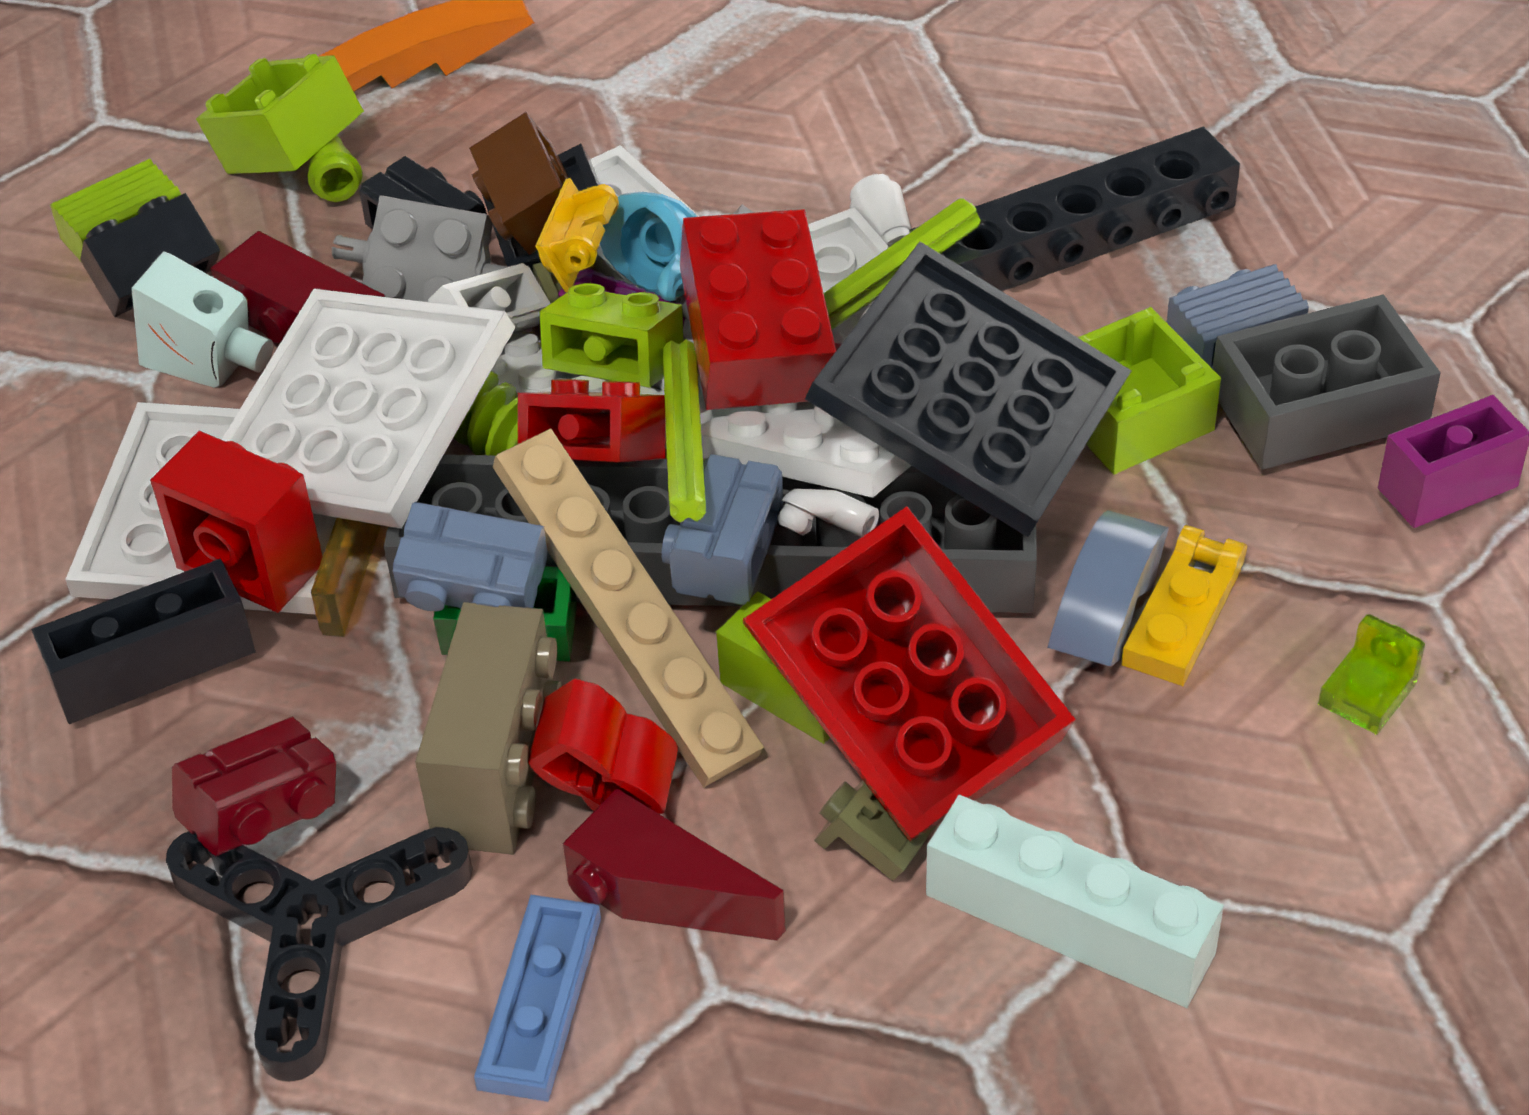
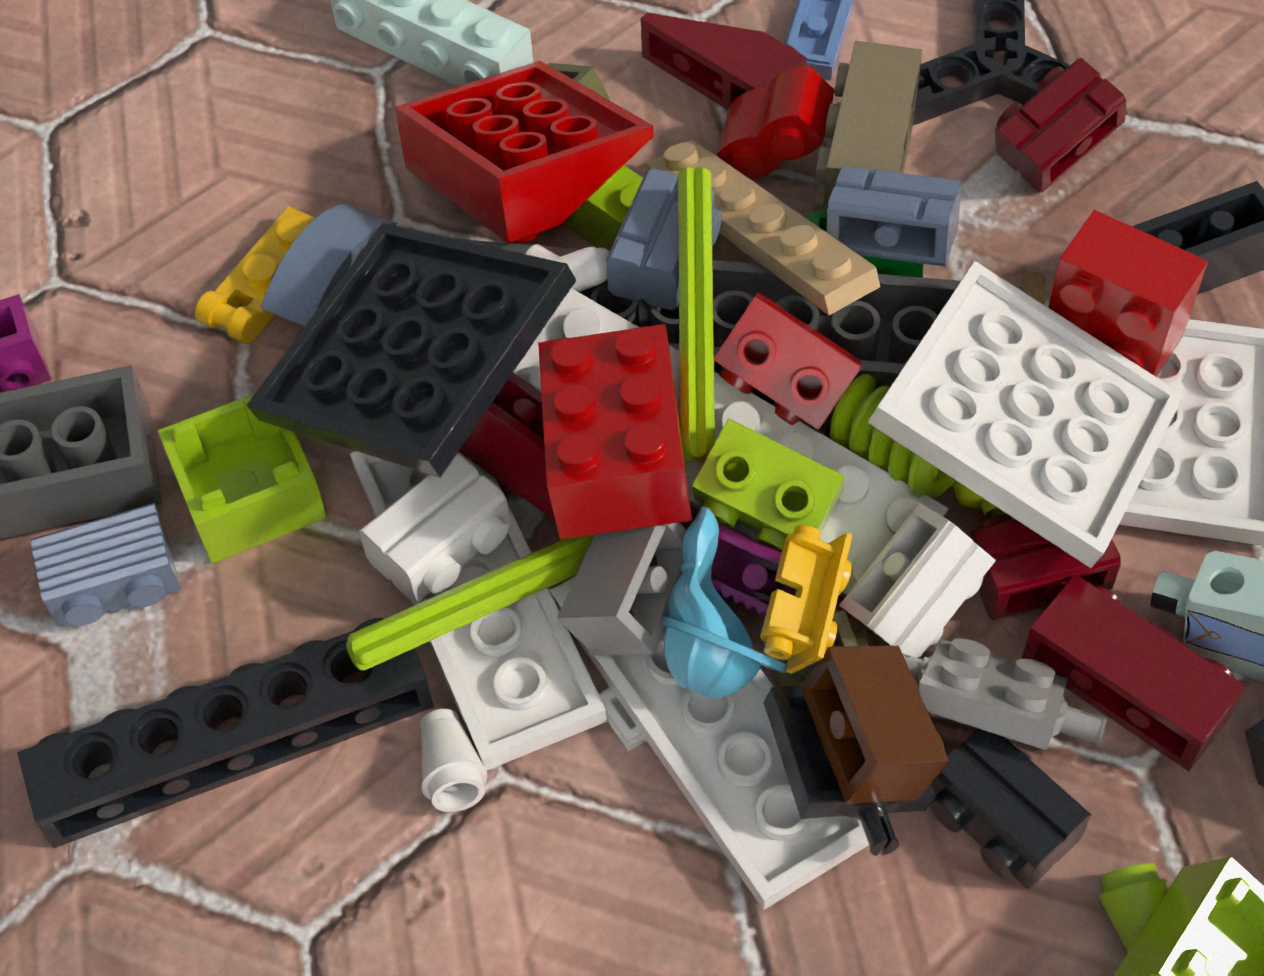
camera: 175 degrees left, 10 degrees up
(1374, 674) = (140, 198): clear neon green bracket -> none

